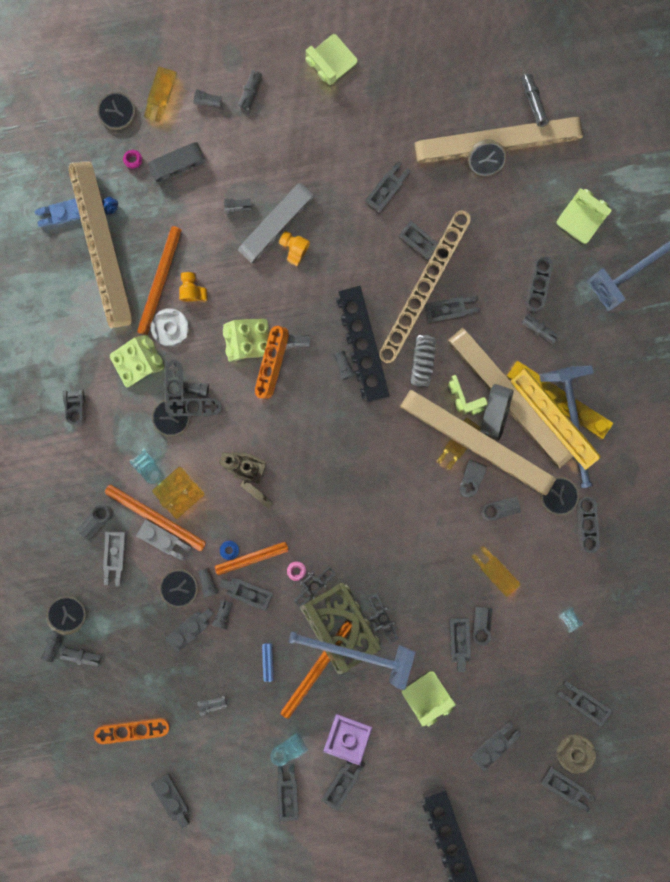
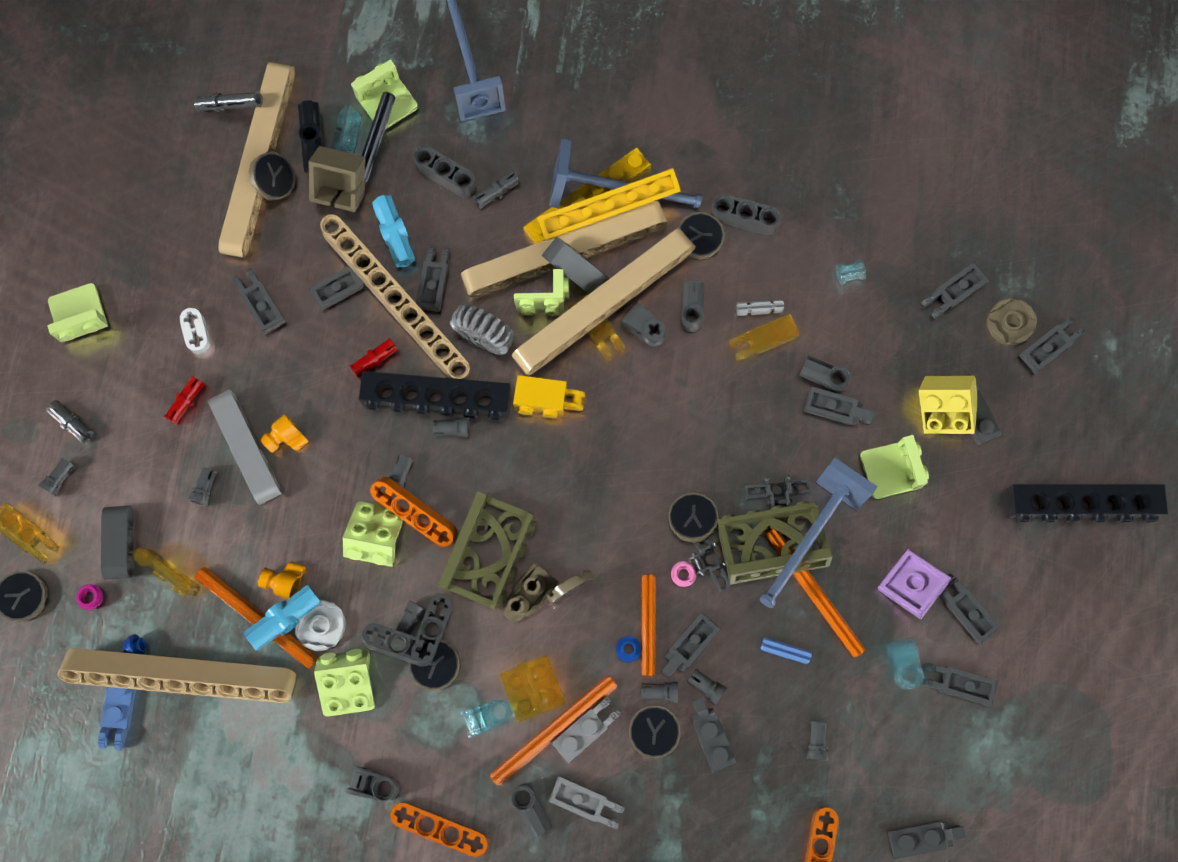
camera: 65 degrees left, 10 degrees down
(64, 463) = (440, 826): none -> orange beam
(163, 300) = (282, 618): none -> medium azure piece
(168, 205) = (166, 571): none -> clear yellow hinge
(243, 406) = (478, 517): none -> olive fence
(294, 164) = (184, 400): none -> red pin
(339, 564) = (693, 517): none -> black tile
(346, 147) = (189, 332): none -> white beam
(375, 288) = (374, 357): none -> red pin
(390, 424) = (545, 397): none -> yellow brick
(478, 264) = (393, 231): none -> medium azure piece
(490, 724) = (948, 404): none -> light yellow slope
(507, 202) = (336, 171): none -> dark tan piece
(518, 560) = (759, 307): none -> light grey axle
(520, 179) = (309, 125): none -> black piece
(548, 221) = (377, 130): none -> black axle
(554, 197) = (349, 122): none -> clear light blue hinge

